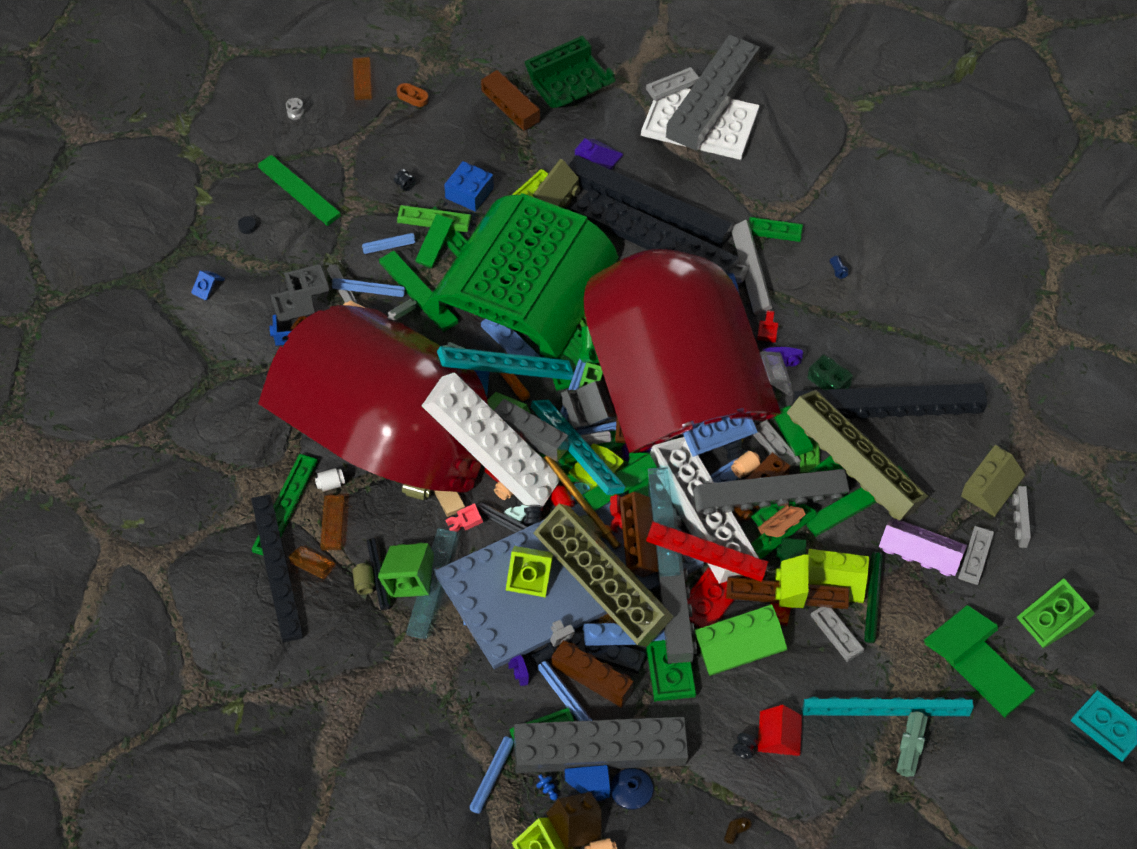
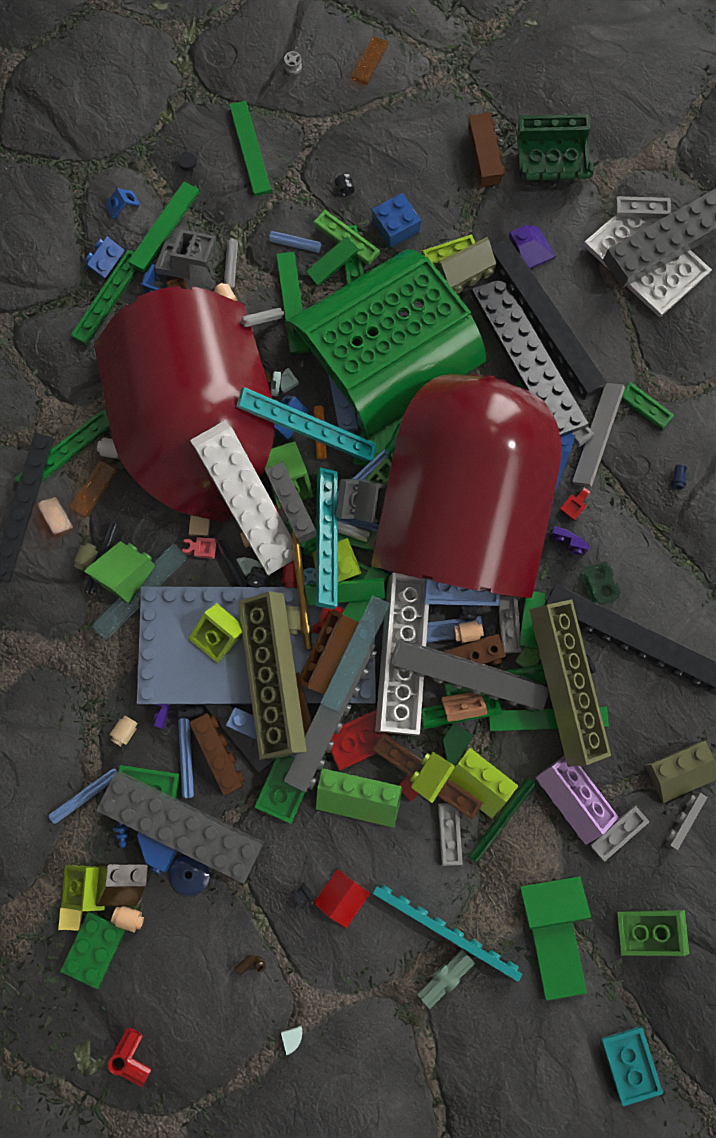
camera: 30 degrees right, 20 degrees up
(219, 332) = (104, 257): none -> blue bracket
(243, 365) = (104, 301): none -> green tile
(261, 284) = (163, 227): none -> green tile
(368, 287) = (249, 277): medium blue axle -> none
(412, 95) = (404, 101): dark orange plate -> none
(493, 700) = (123, 731): none -> tan brick
(561, 633) = (208, 707): light grey tile -> none
(707, 551) = (374, 705): red plate -> none
(777, 371) = (552, 555): clear slope -> none

